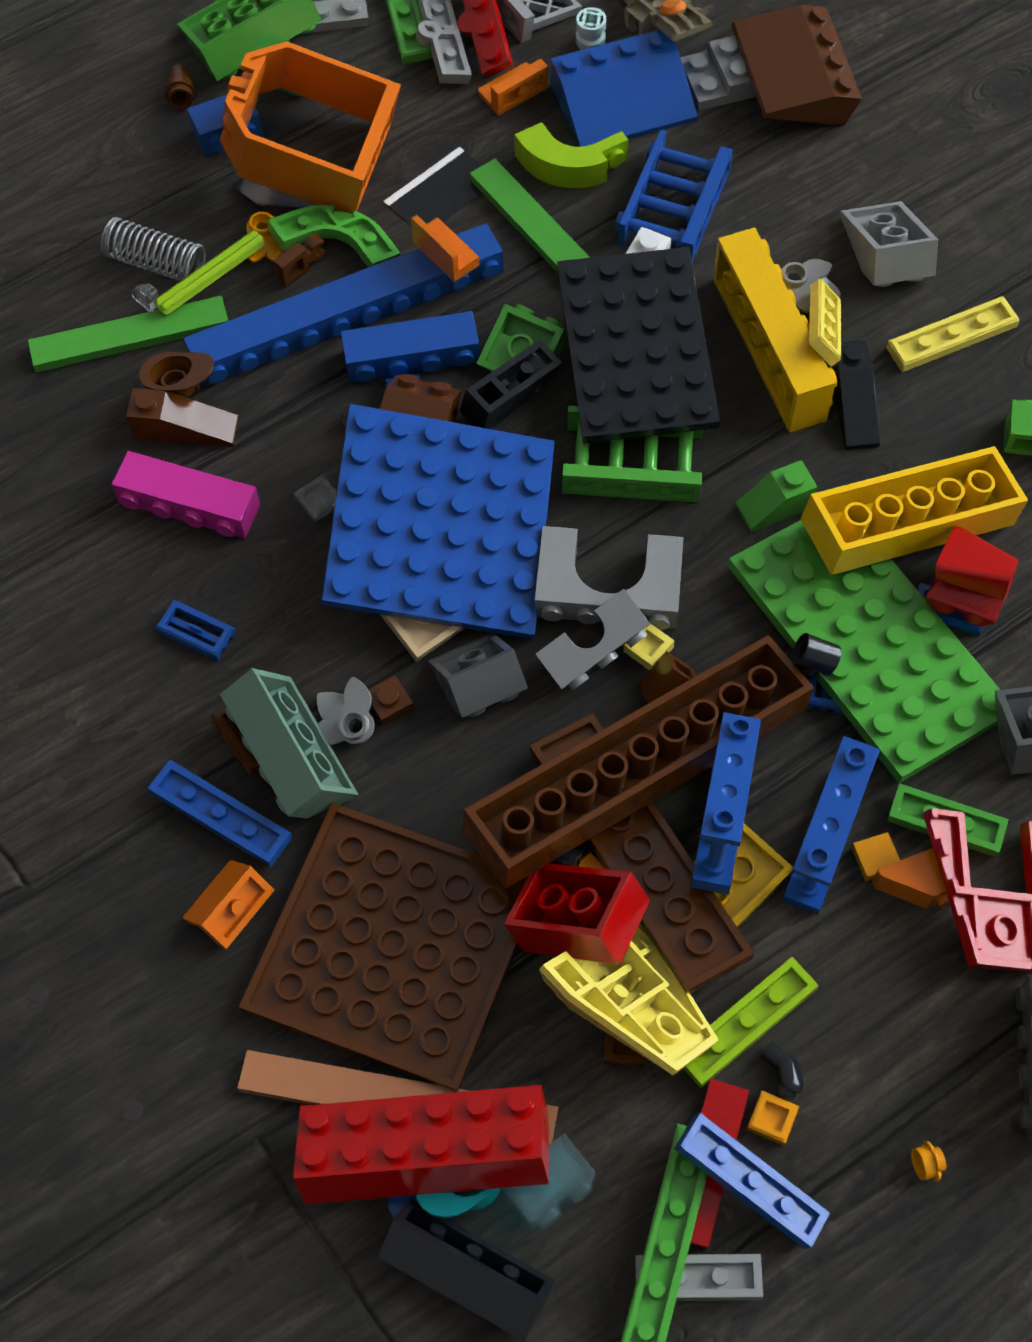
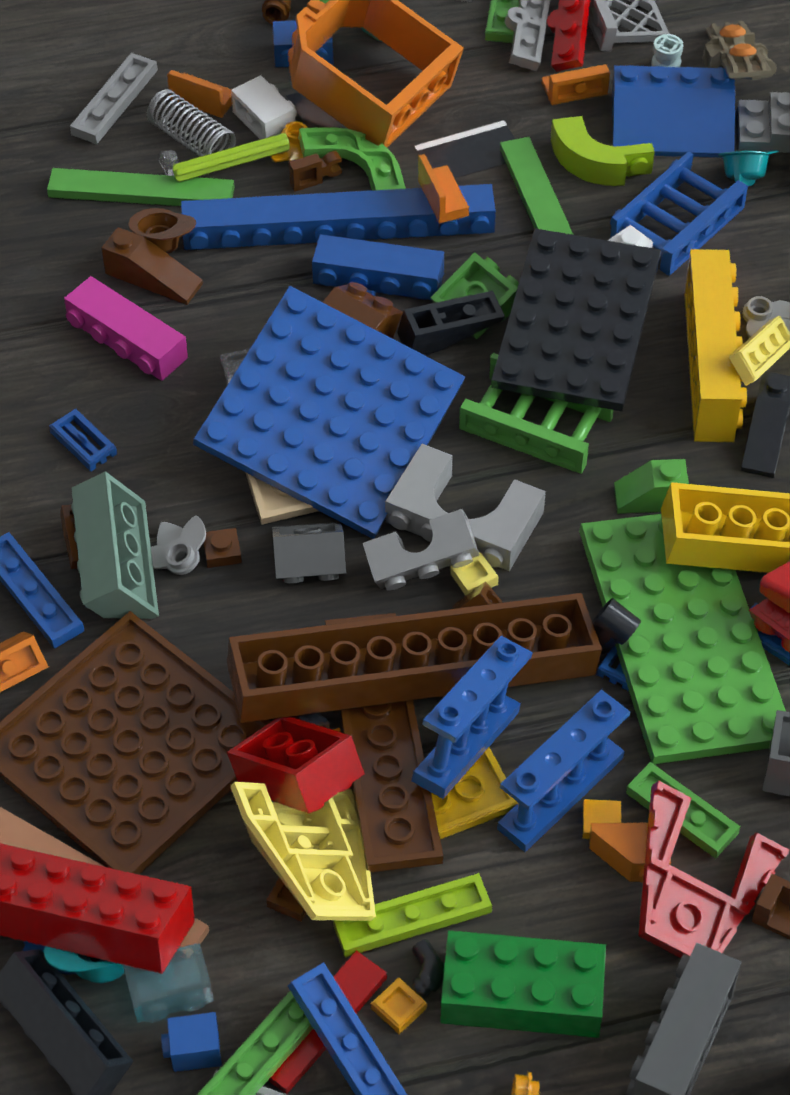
camera: 20 degrees right, 10 degrees down
(56, 242) = (113, 98): none -> light grey plate
(145, 208) = (201, 93): none -> orange panel
(217, 208) = (262, 107): none -> white brick
(599, 1234) = (192, 1042): none -> blue brick
(719, 124) = (746, 165): none -> teal piece
(883, 1054) = (523, 984): none -> green brick

